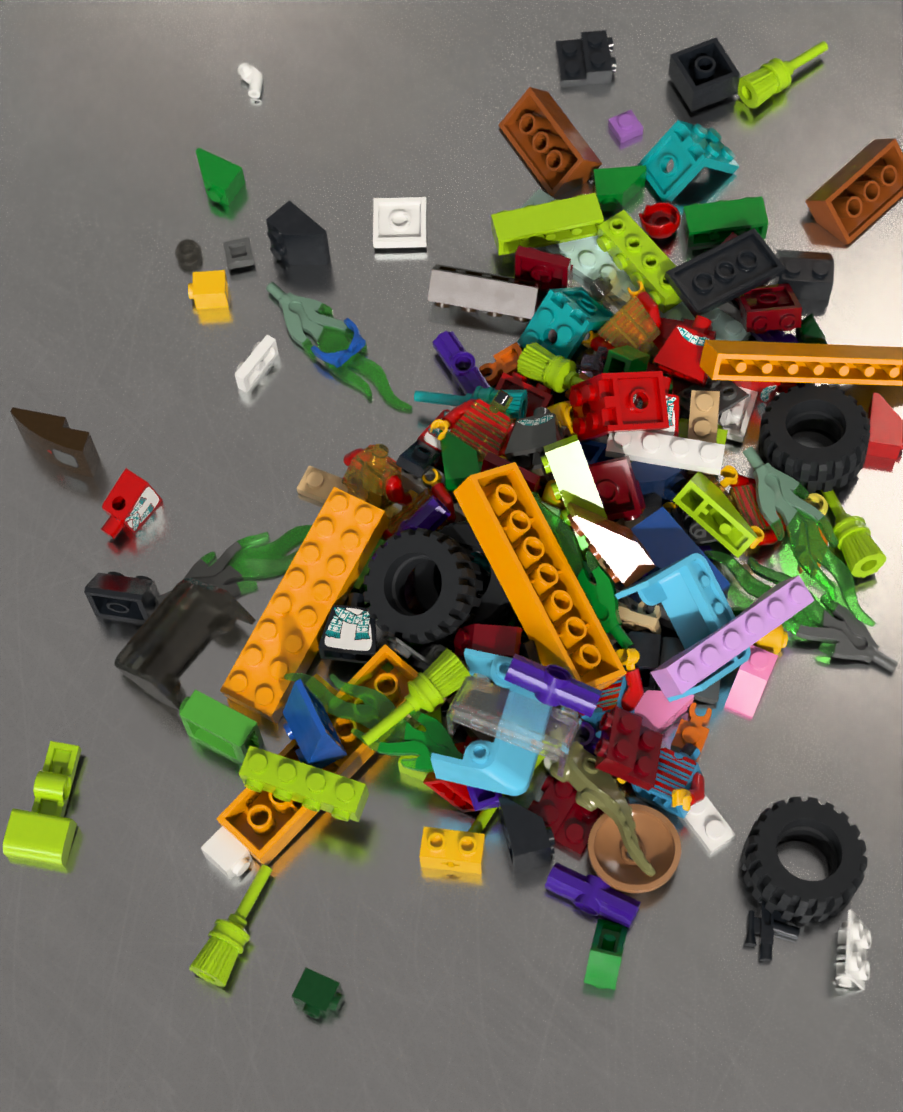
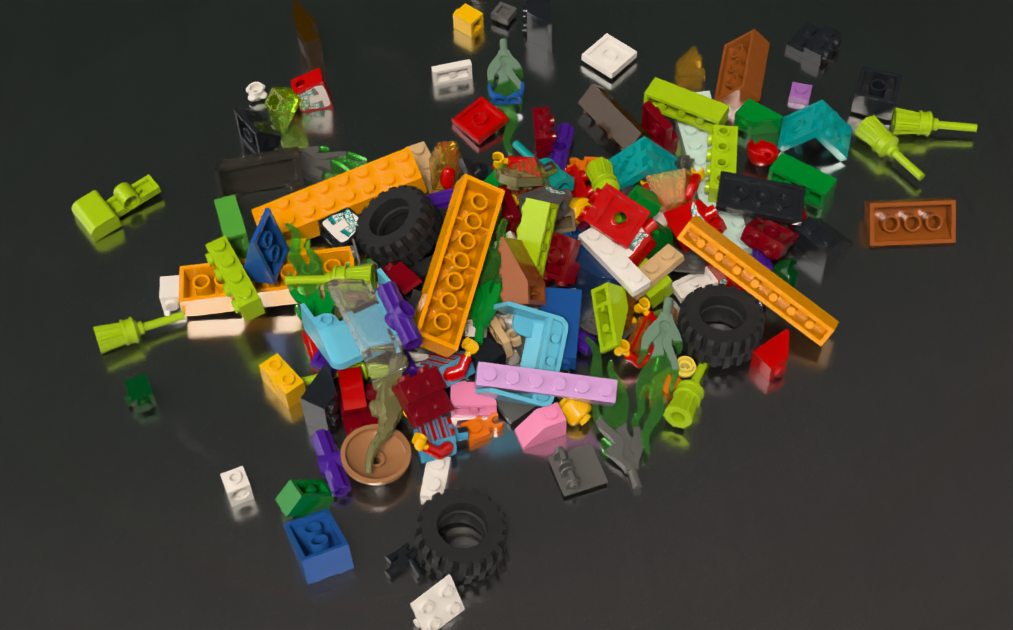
camera: 40 degrees right, 10 degrees down
(55, 543) = (256, 91): none -> white plate
(123, 545) = (281, 106): none -> clear neon green slope
(342, 396) = (480, 120): none -> red tile
(435, 363) = (543, 134): none -> dark red plate
(488, 438) = (516, 179): none -> olive plate
(499, 181) = (689, 71): none -> clear yellow slope
(529, 1002) = (237, 486): none -> white brick
(546, 802) = (352, 389): none -> red slope
(673, 990) = (319, 546): none -> blue slope
(762, 124) = (884, 143): none -> lime piece
(825, 696) = (577, 469): none -> dark grey hinge

